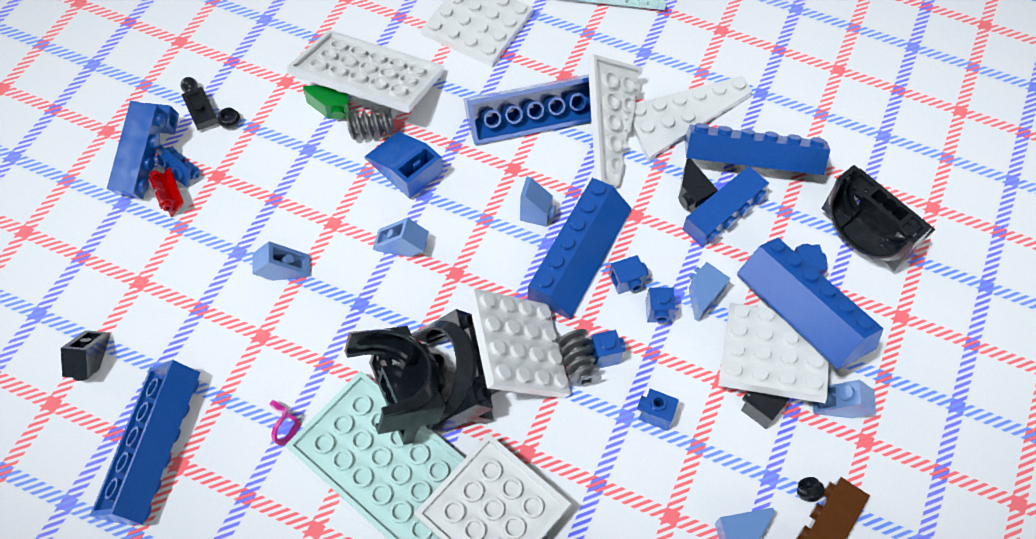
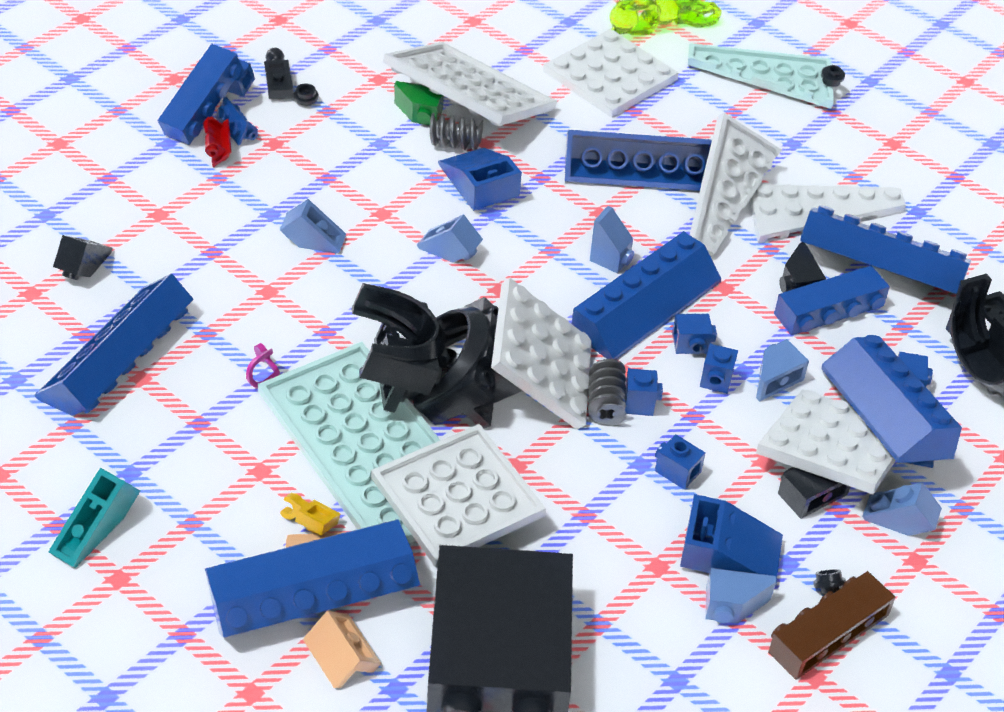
camera: 15 degrees right, 15 degrees down
(723, 480) = (729, 539): none -> blue slope

